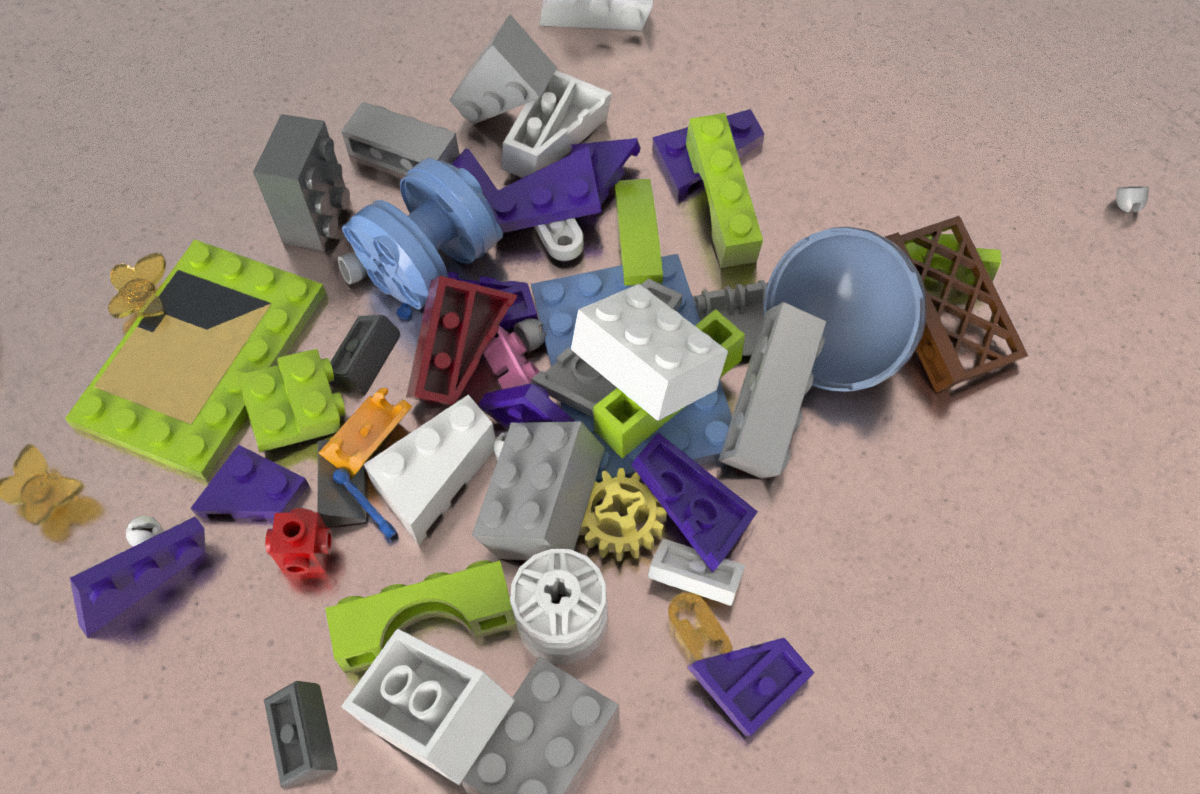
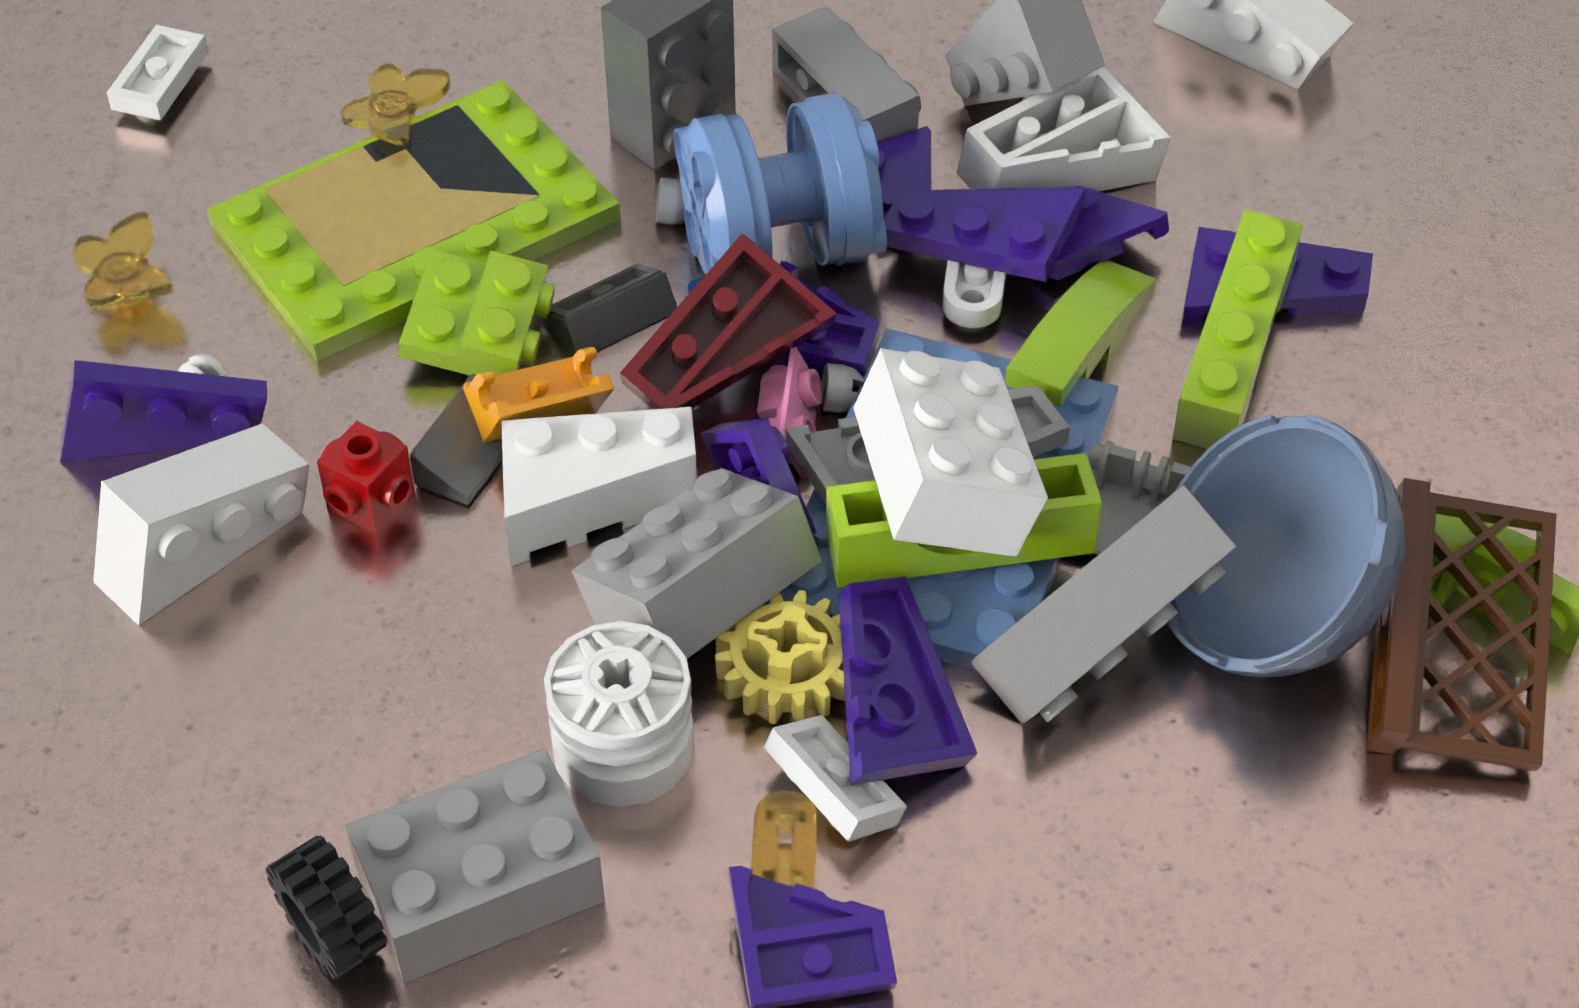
camera: 30 degrees right, 10 degrees down
(210, 630) = (192, 516): none -> white wedge
(250, 487) = (358, 386): dark purple wing -> none
(300, 733) = (214, 693): dark grey slope -> none
(341, 476) = (471, 429): blue hinge -> none
(364, 625) = (375, 615): lime arch -> none
(429, 704) = (371, 724): white brick -> none

